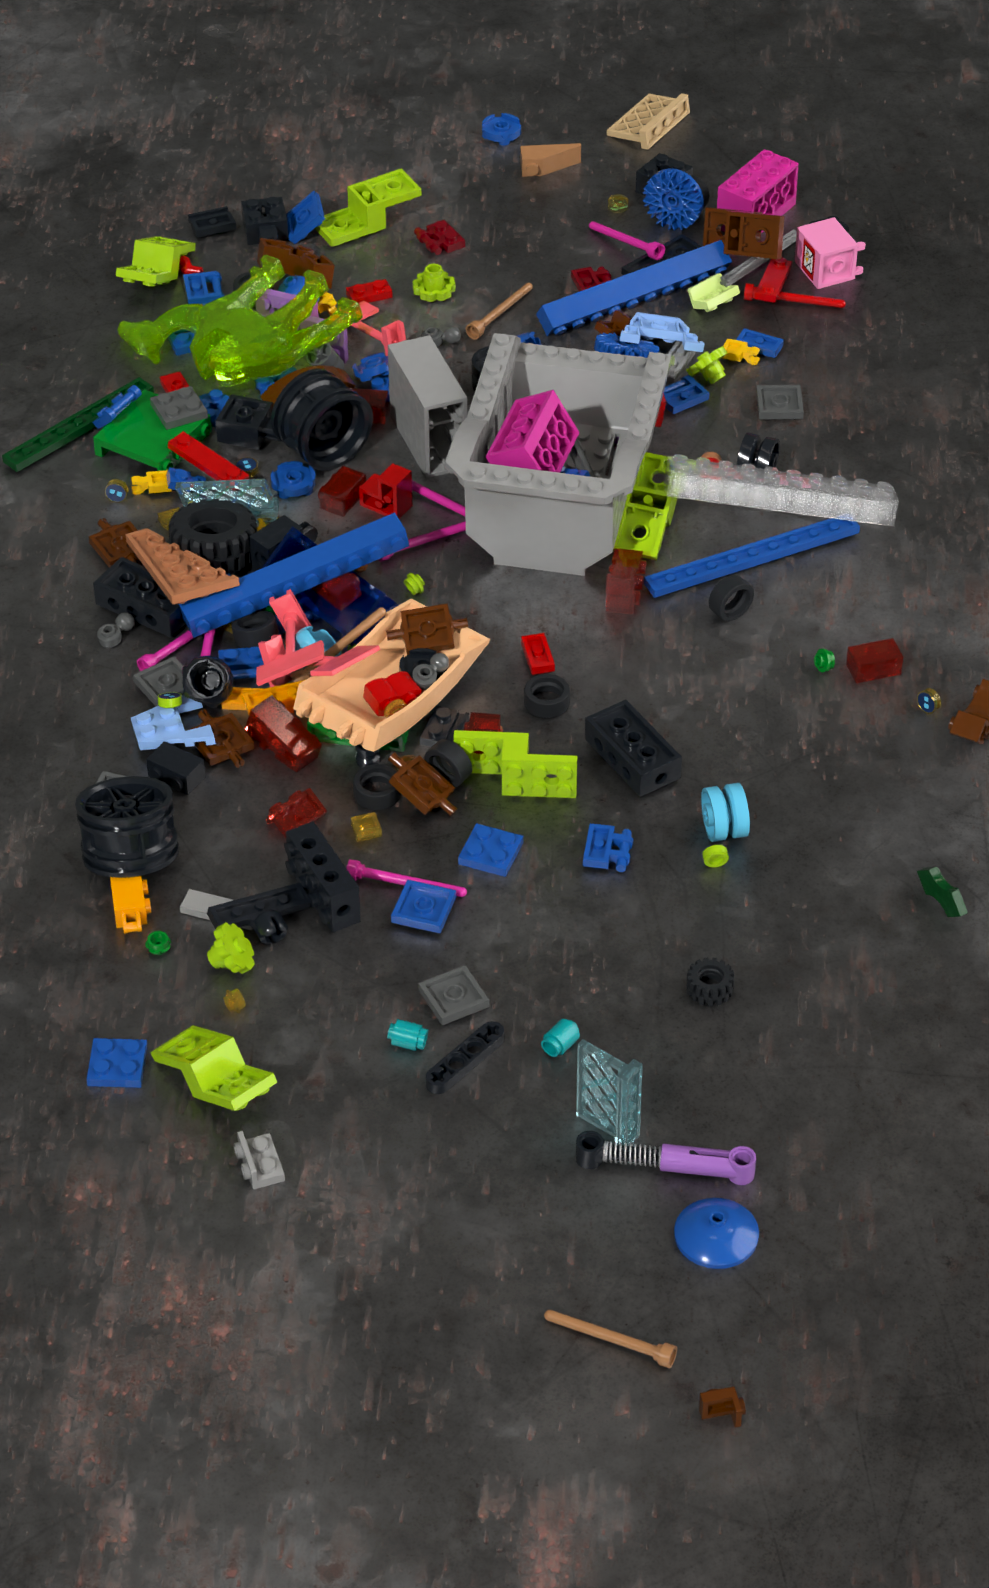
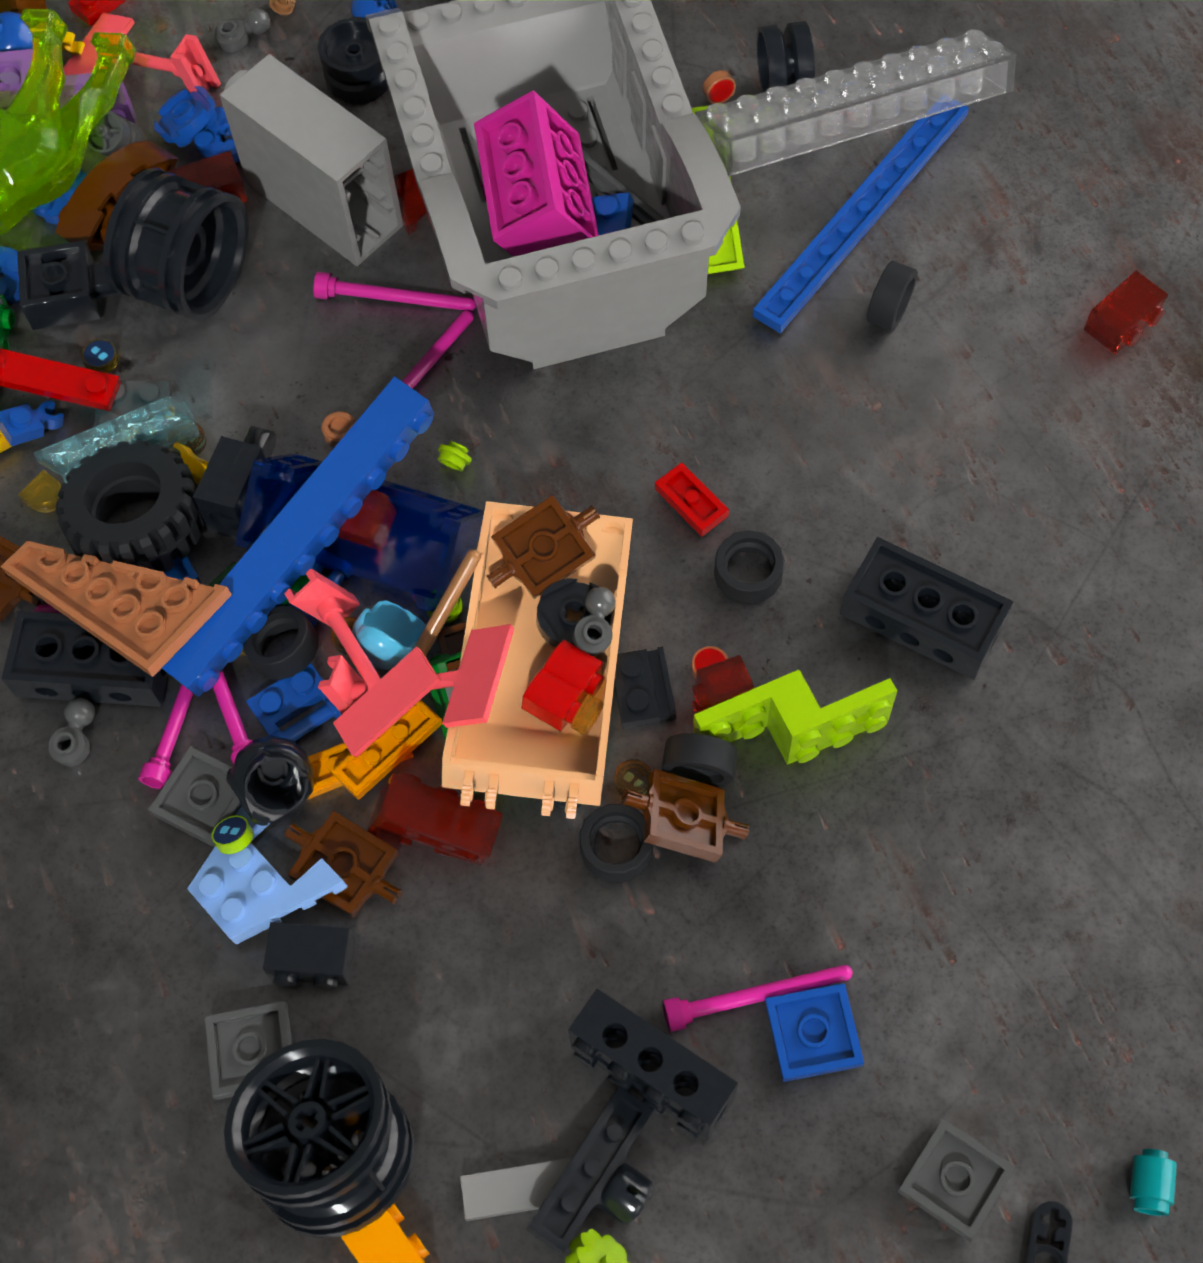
camera: 25 degrees left, 20 degrees up
(297, 811) = (531, 949): clear red bracket -> none
(302, 485) = (184, 366): blue plate -> none
(341, 491) = (260, 341): clear red brick -> none
(366, 826) = (645, 924): clear yellow plate -> none
(388, 491) = (329, 322): red brick -> none
(490, 850) = (837, 875): blue plate -> none
(599, 847) = (982, 799): blue plate -> none
(625, 581) = (734, 327): clear red wedge -> none
(715, 856) = (1143, 739): lime tile -> none
(725, 812) = (1123, 665): medium azure wheel -> none
(824, 660) = (1063, 339): green plate -> none

